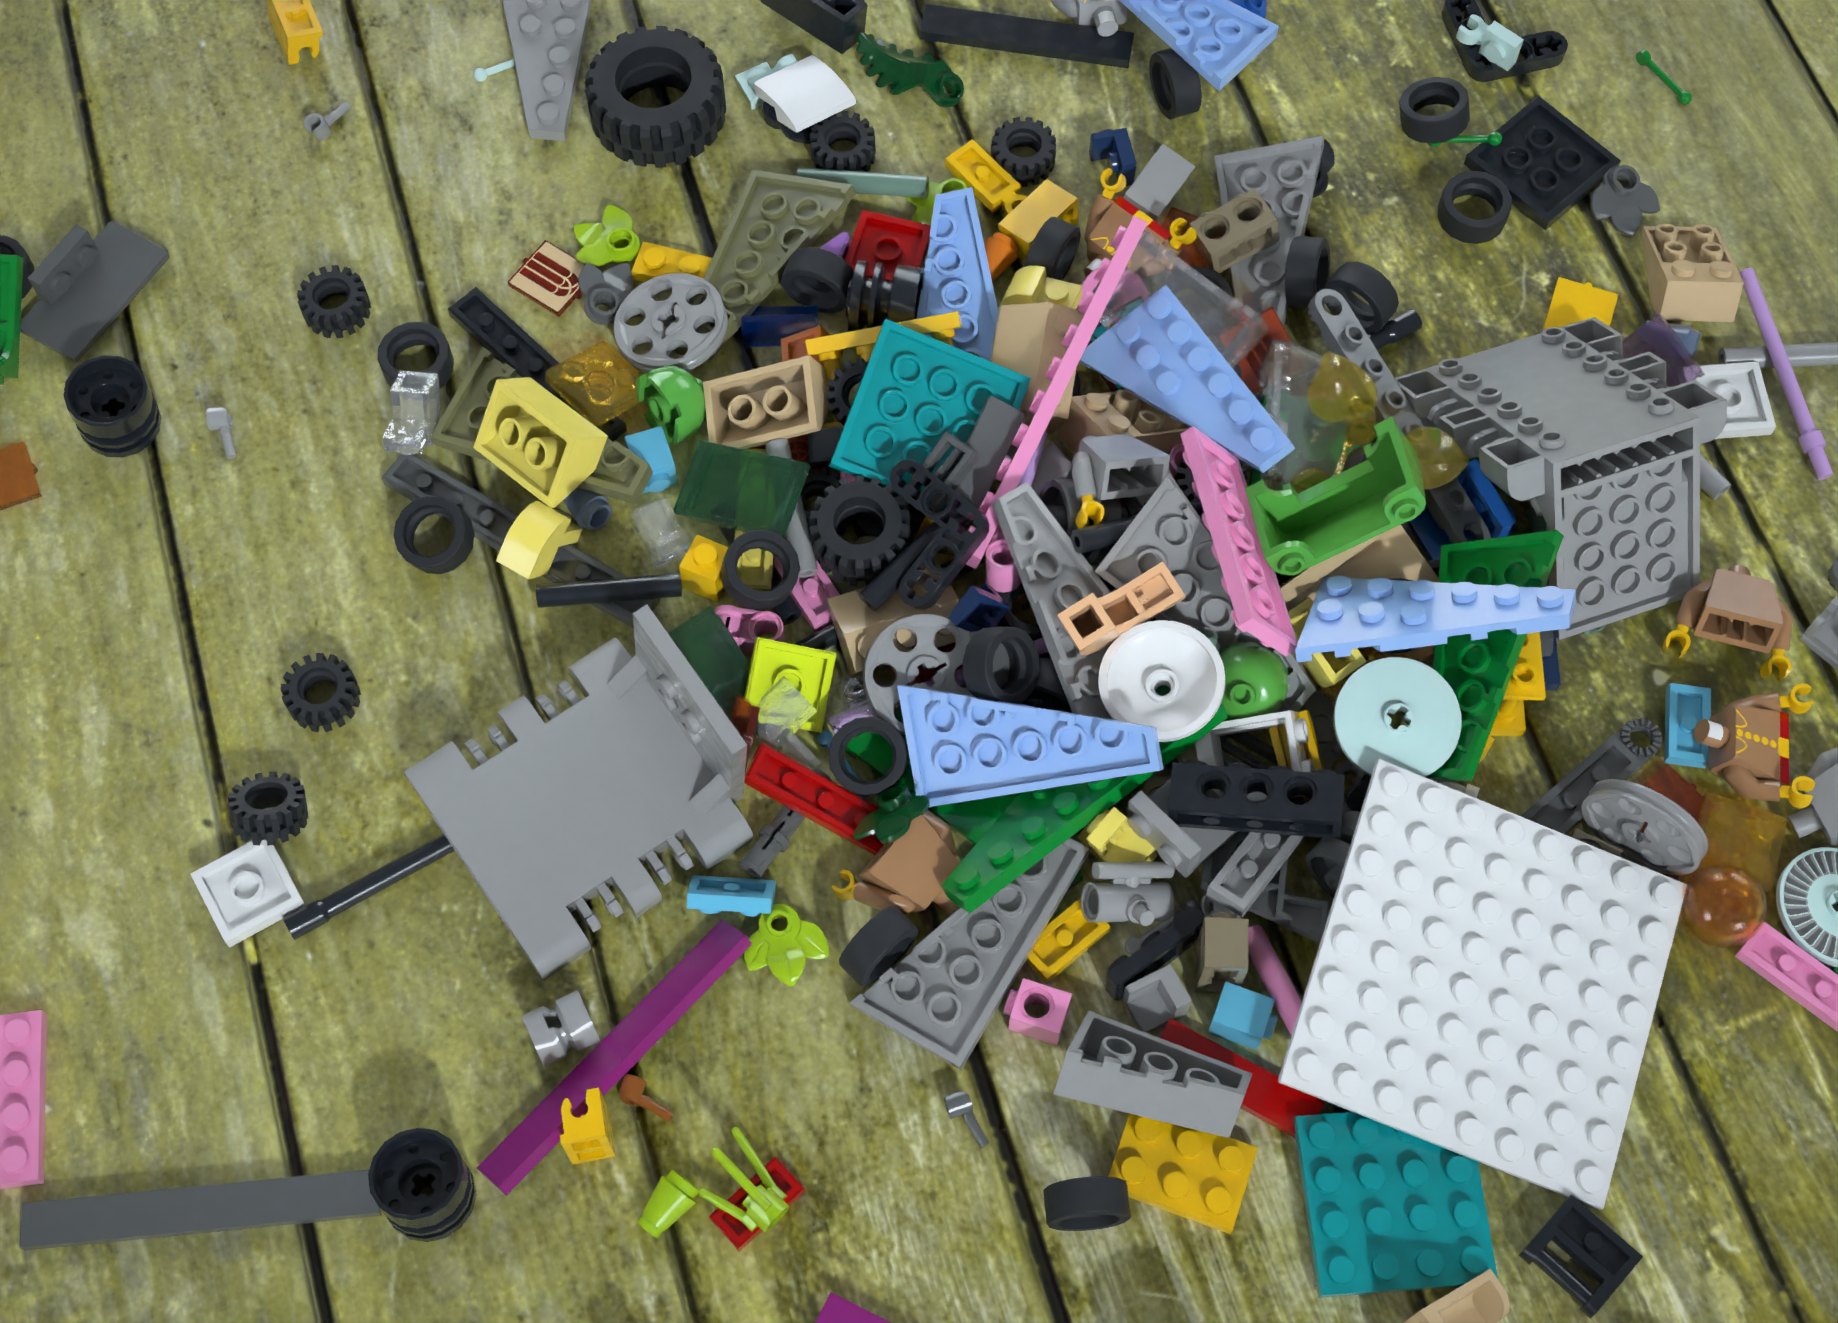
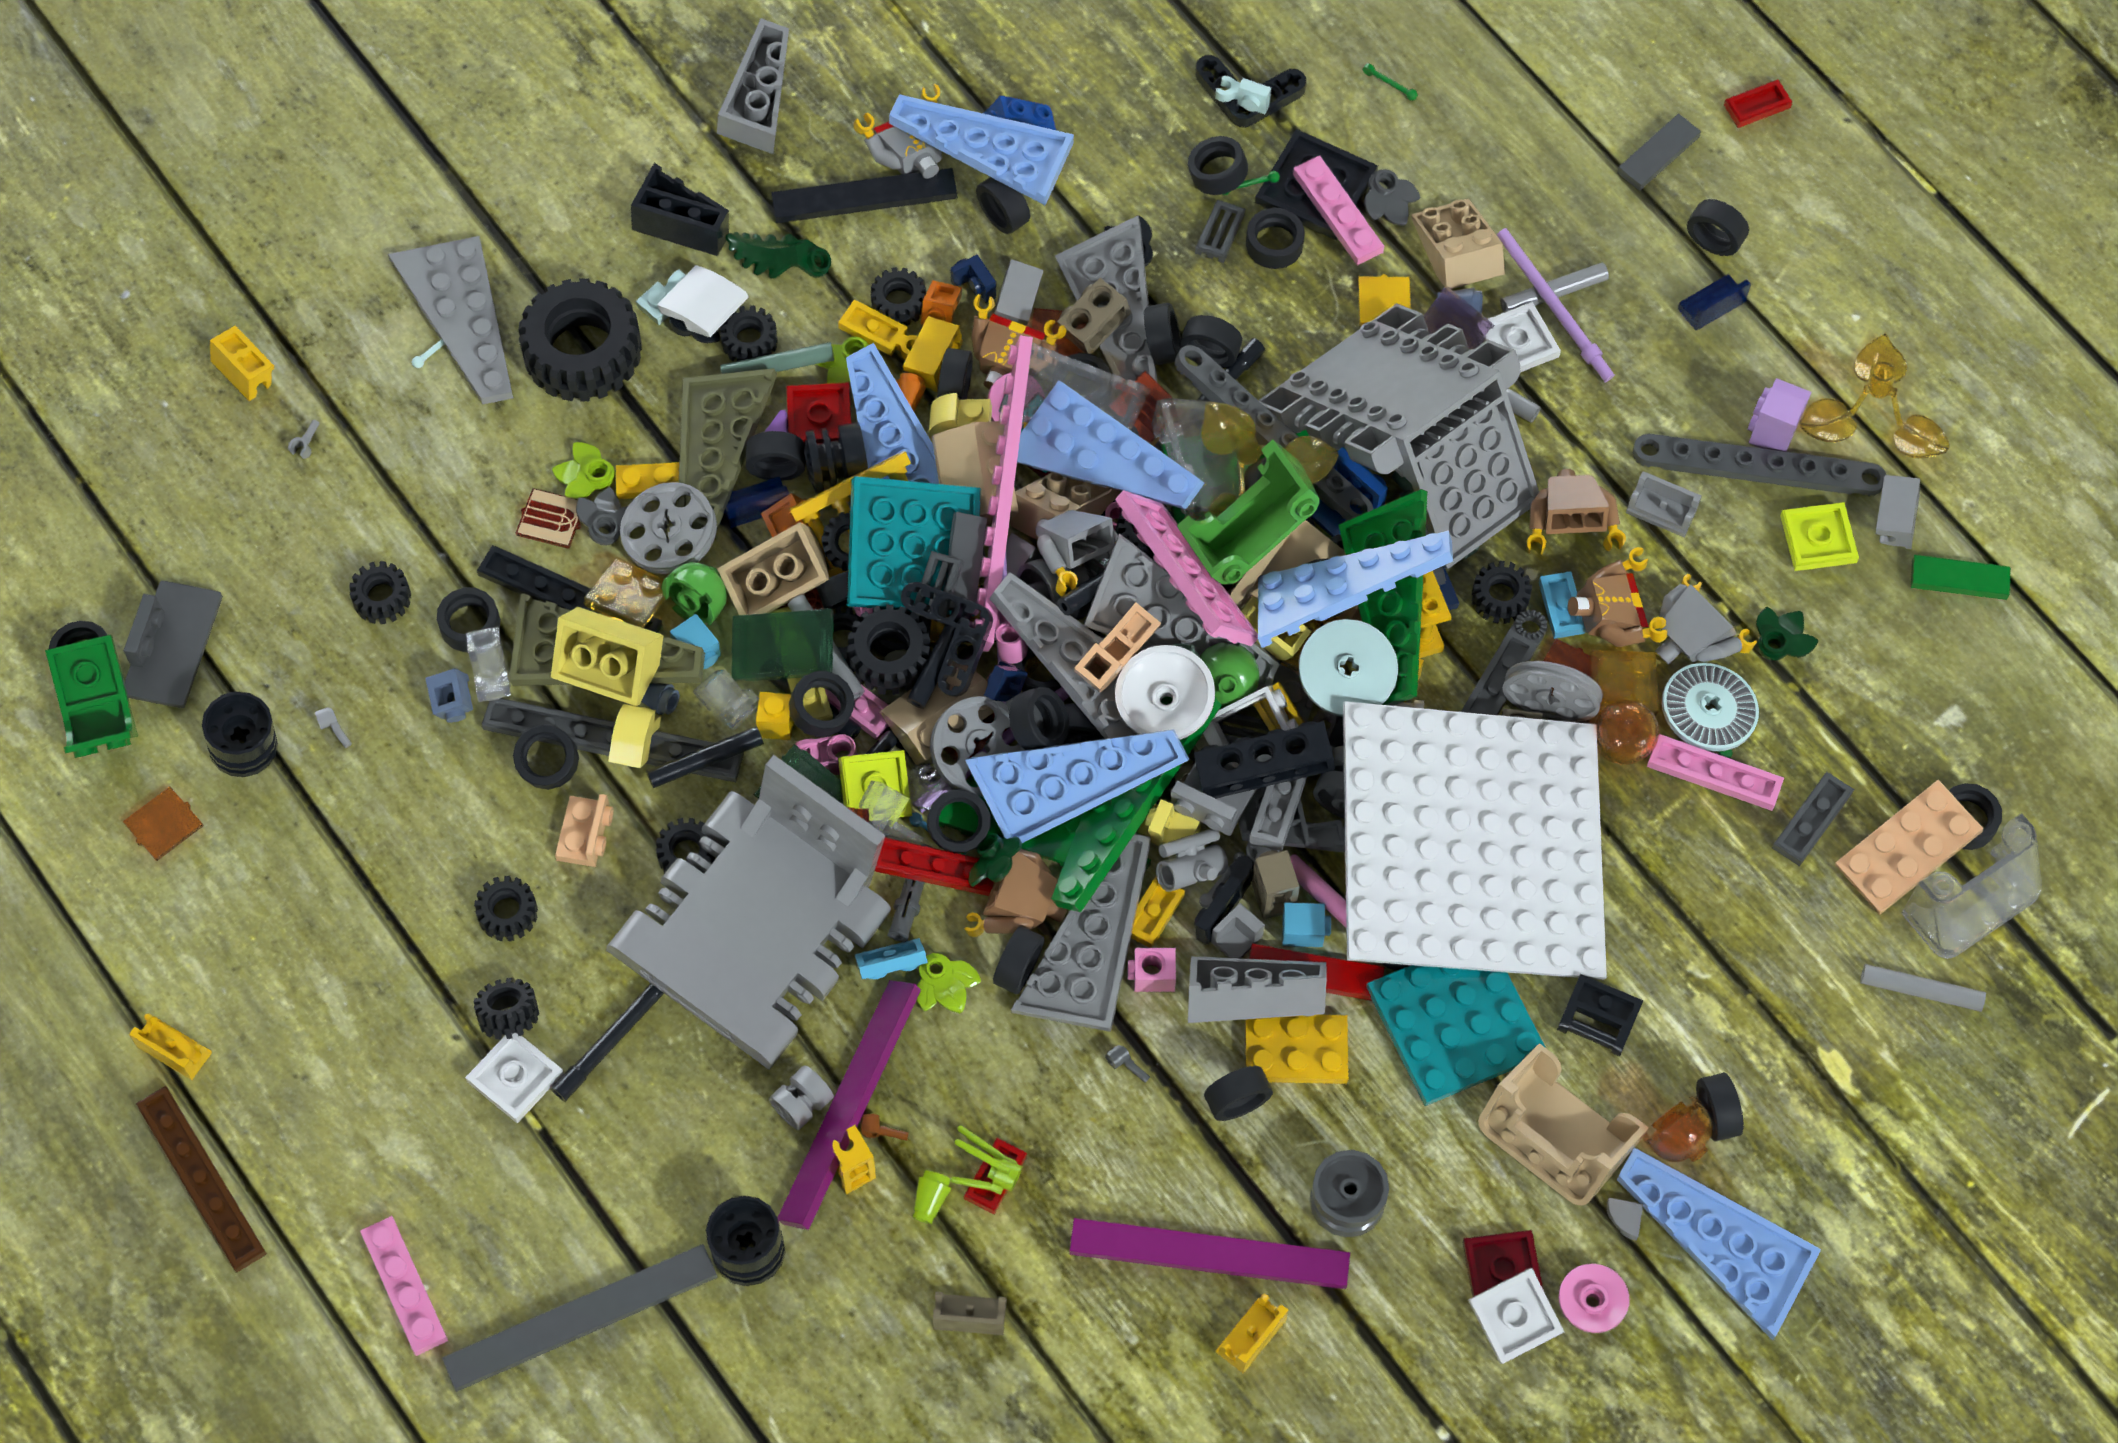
camera: 20 degrees left, 0 degrees up
(358, 433) = (442, 690): none -> sand blue brick
(444, 631) = (583, 830): none -> light nougat bracket
(538, 671) = (675, 835): none -> black tyre
(1069, 168) = (941, 301): none -> orange bracket
(1398, 201) = (1212, 250): none -> dark grey tile
(1558, 196) = (1338, 210): none -> bright pink plate
(1626, 669) = (1506, 576): none -> black tyre

